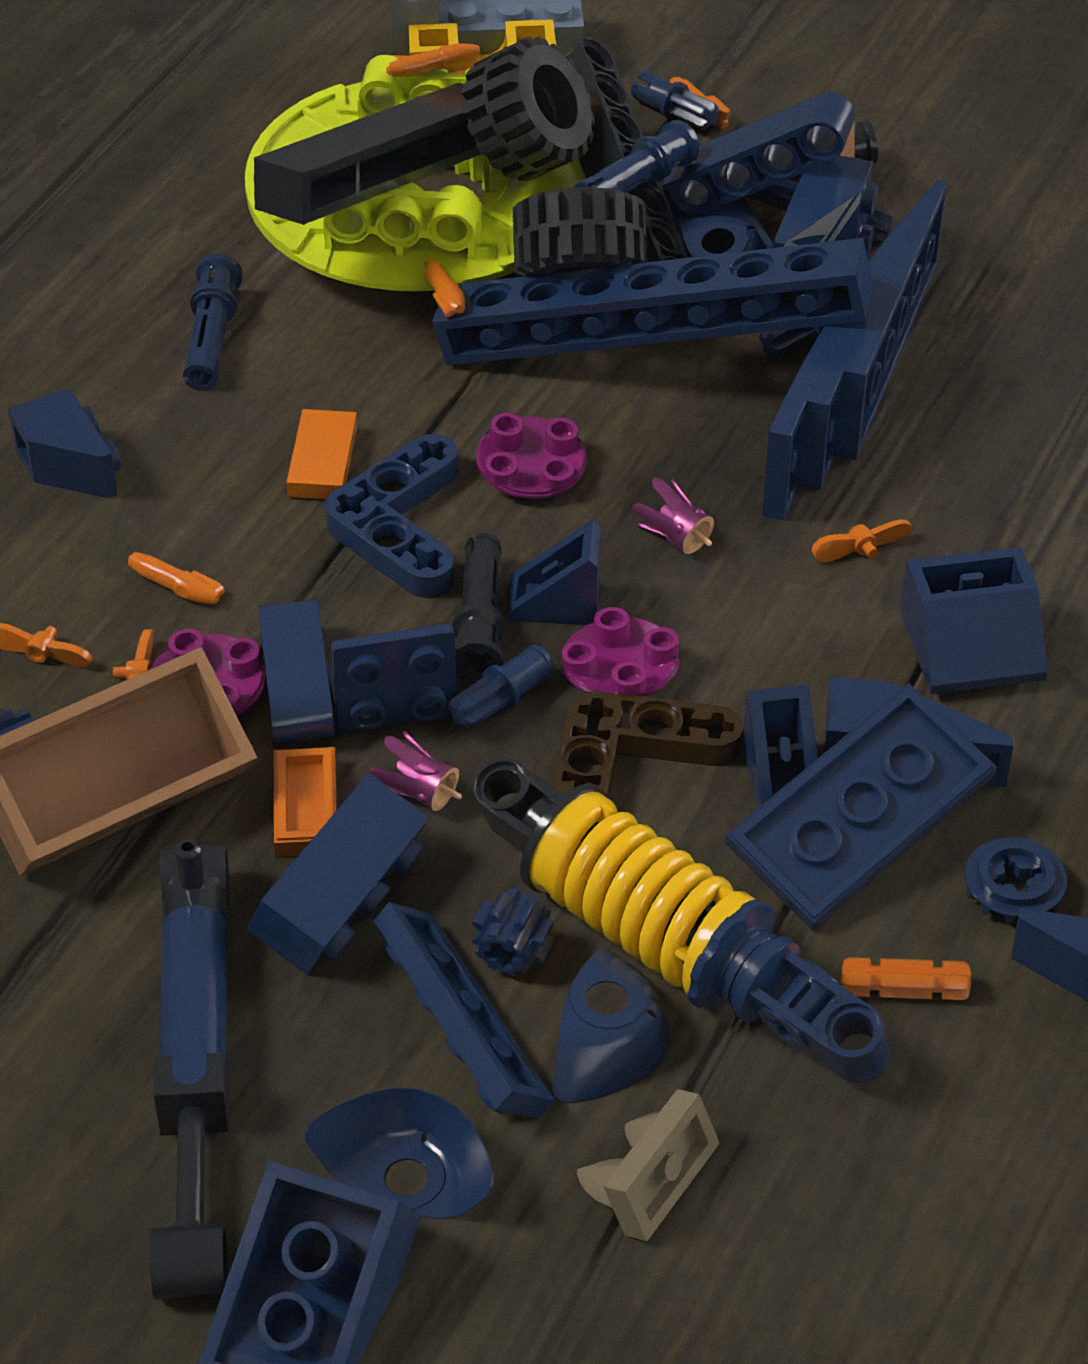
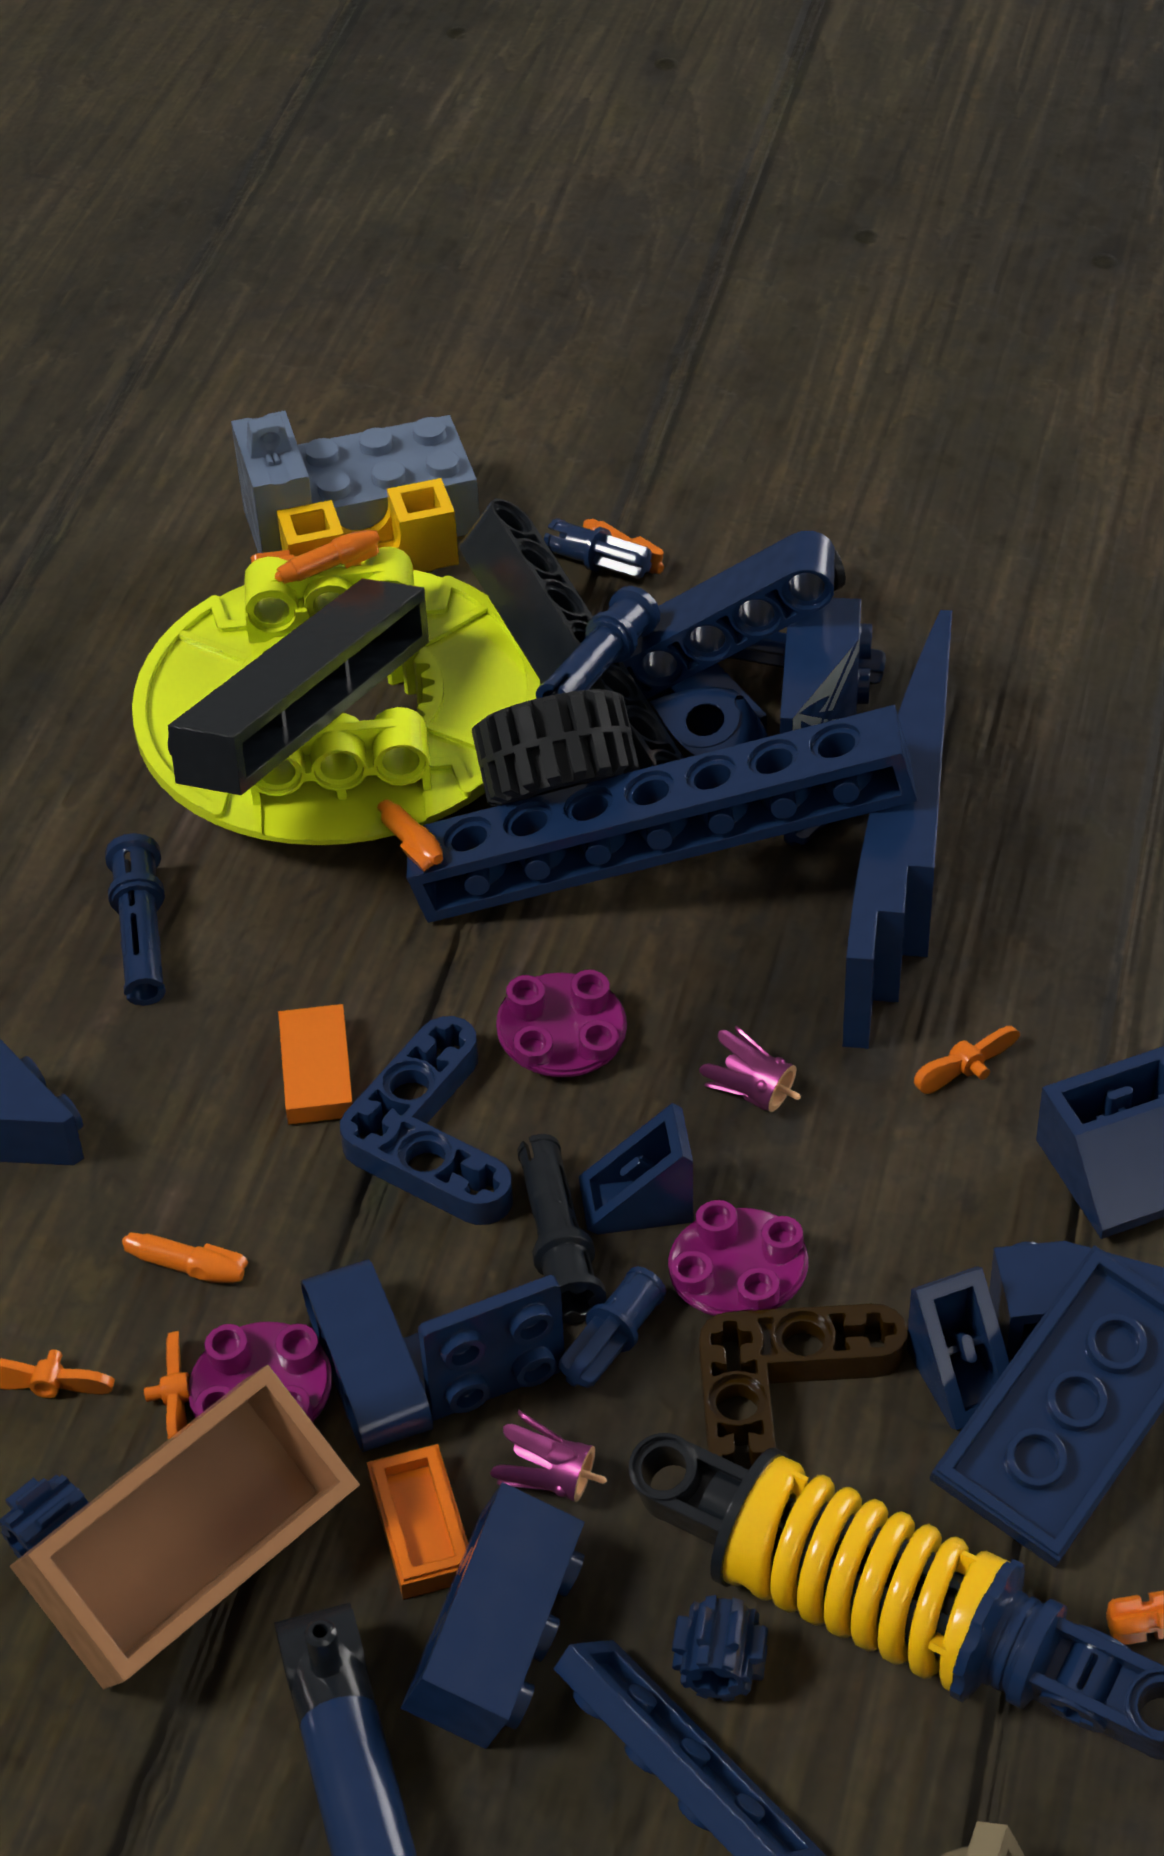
camera: 10 degrees left, 0 degrees up
(528, 109) = (456, 601): black tyre -> none
(608, 1051) = (872, 1781): dark blue piece -> none

